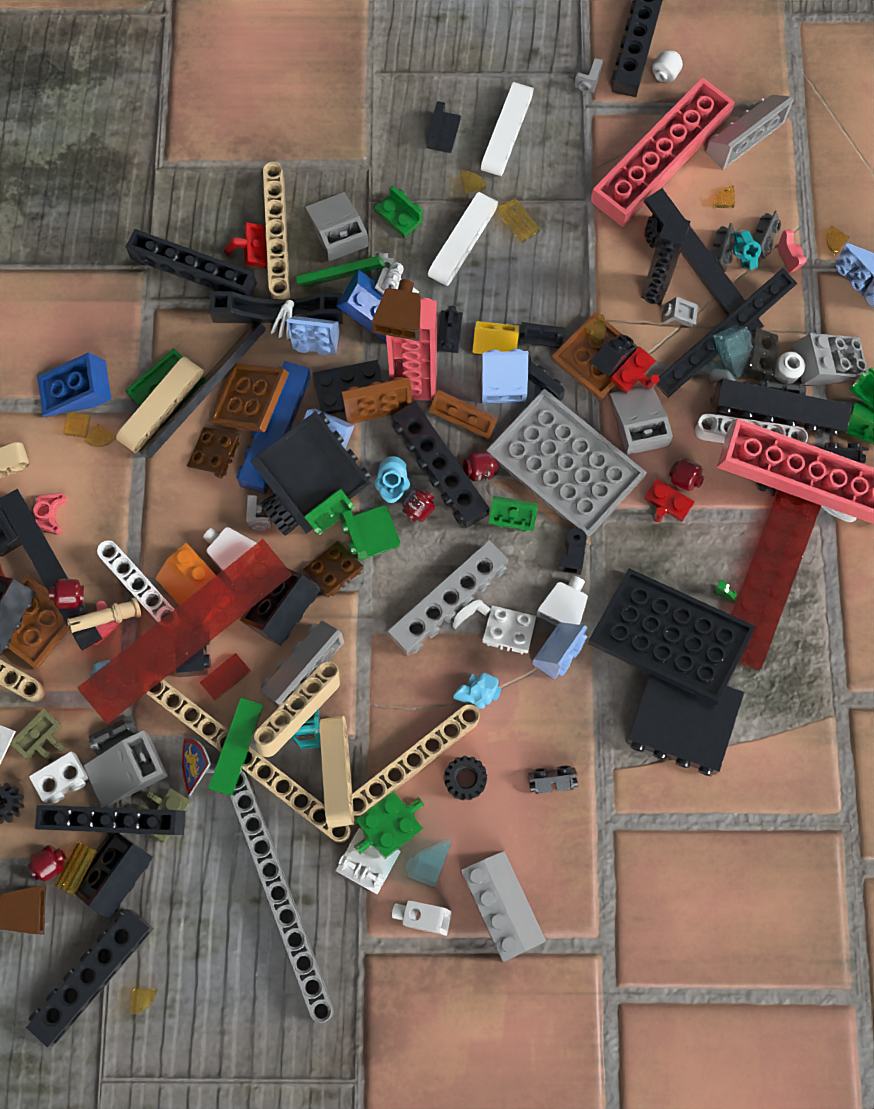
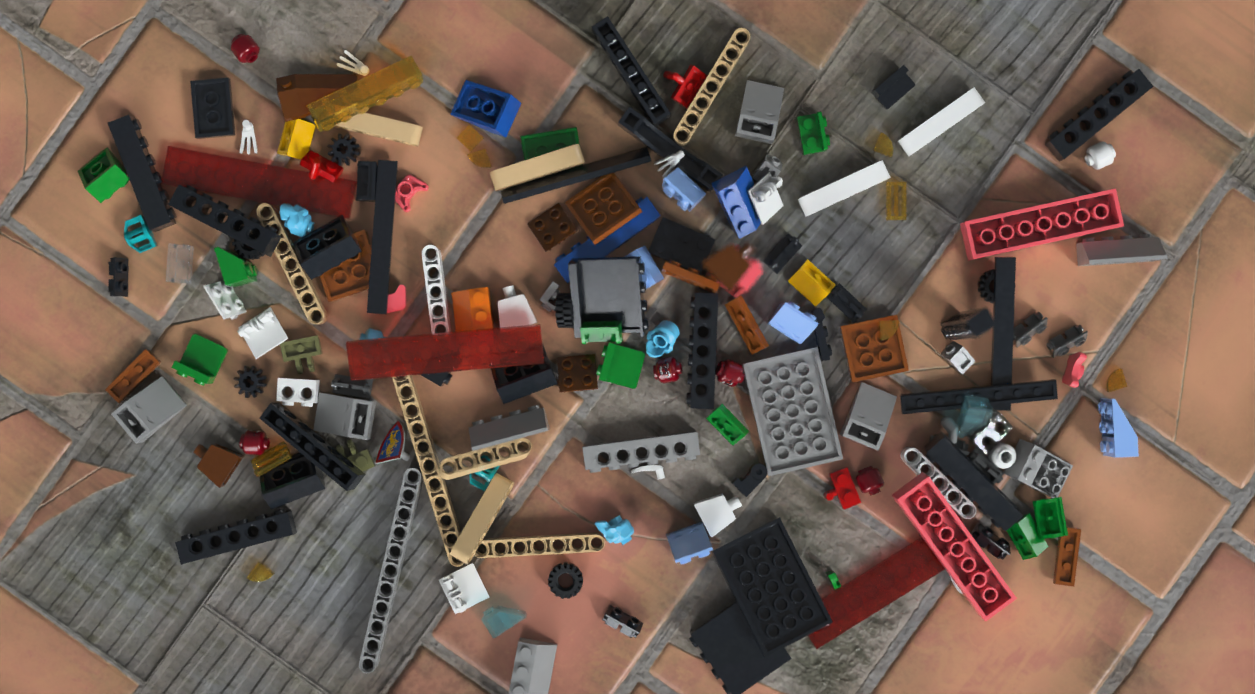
camera: 40 degrees right, 15 degrees up
(67, 593) = (381, 269): dark red head -> none
(115, 613) = (406, 303): tan pin -> none
(225, 677) = (453, 397): clear red tile -> none
(236, 747) = (426, 455): green tile -> none
(340, 271) = (735, 155): green tile -> none
(389, 825) = (493, 576): green plate -> none
(432, 918) = (480, 655): white torso -> none
(509, 629) = (667, 501): white hinge -> none
(588, 82) = (1039, 121): light grey bracket -> none
(614, 354) = (884, 359): black slope -> none
(634, 370) = (889, 380): red plate -> none
(725, 198) = (1061, 291): clear yellow tile -> none
(744, 249) = (1042, 345): teal piece -> none

